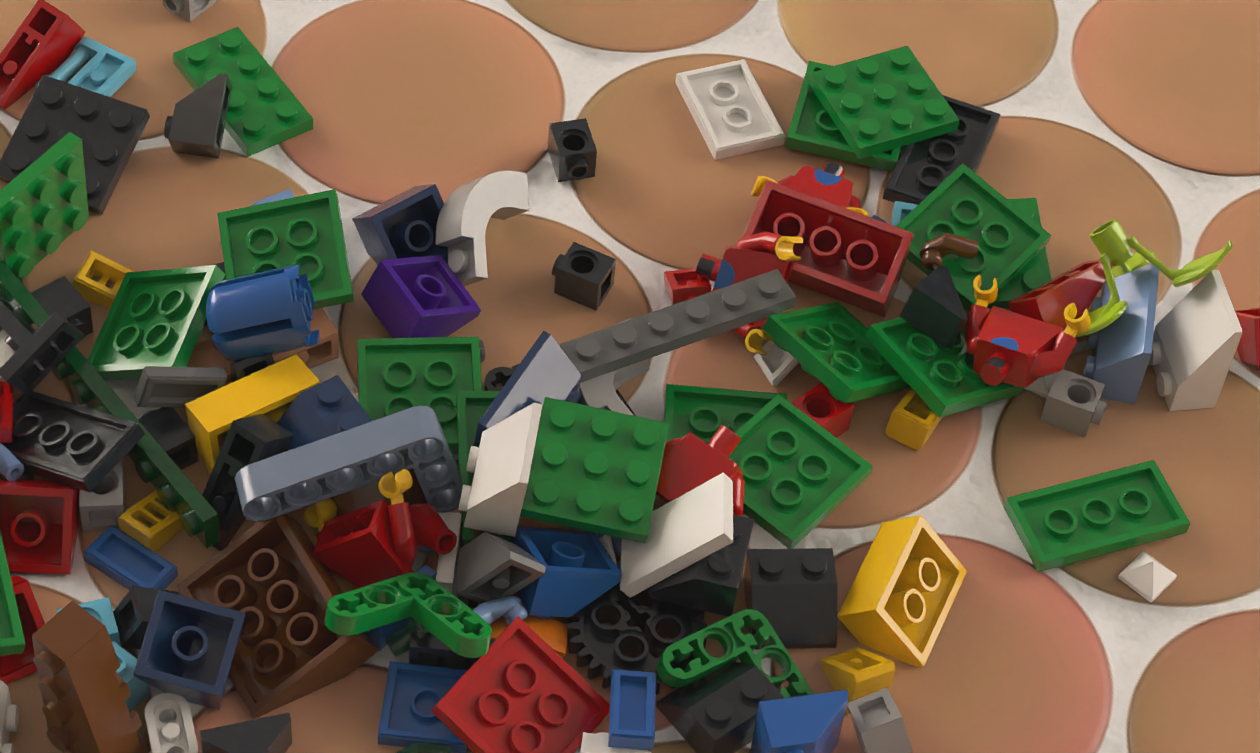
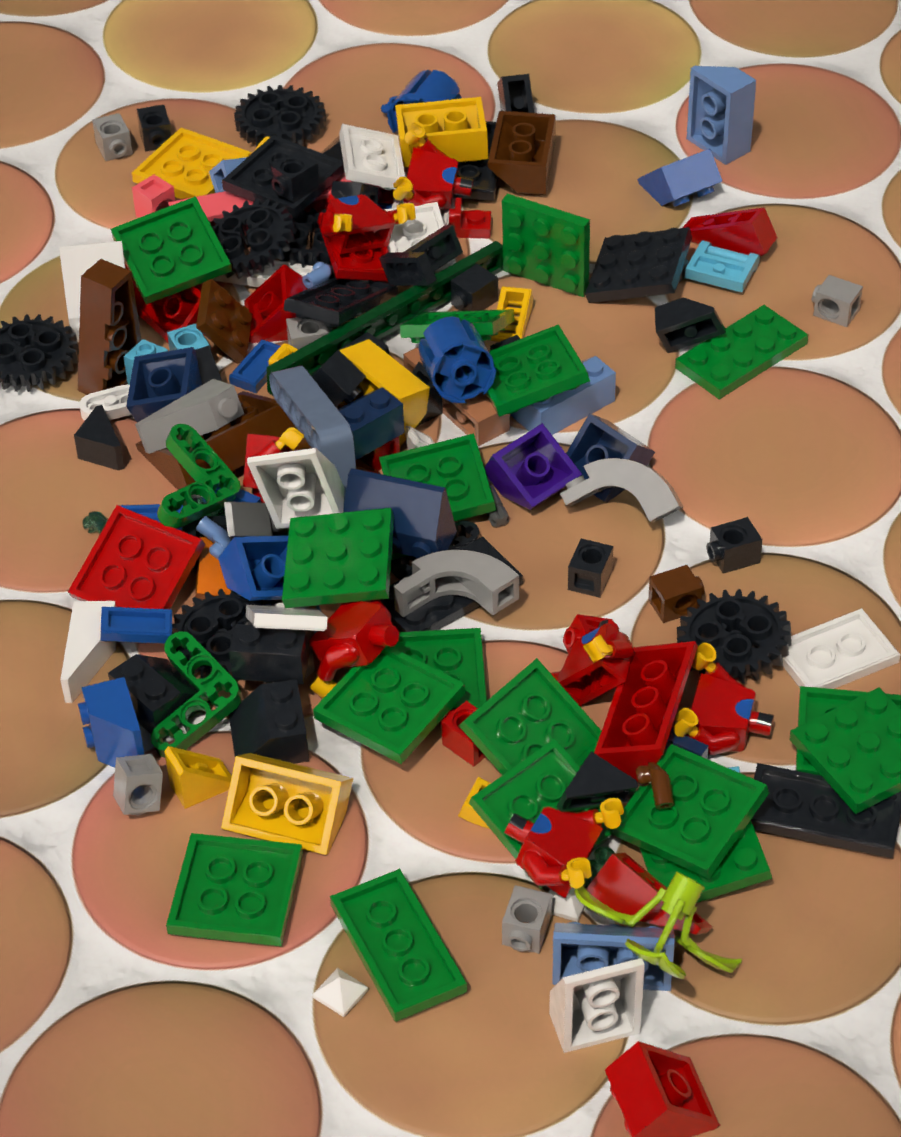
camera: 90 degrees right, 5 degrees down
(47, 570) = (224, 320): none -> reddish brown plate
(176, 385) = (393, 337): dark grey tile -> none
(274, 606) = (203, 409): none -> light grey slope
(637, 211) = (674, 592): none -> reddish brown brick
(679, 325) = (513, 602): dark grey plate -> none
(705, 175) = (742, 630): none -> black gear
(1019, 653) = (235, 889): none -> green plate

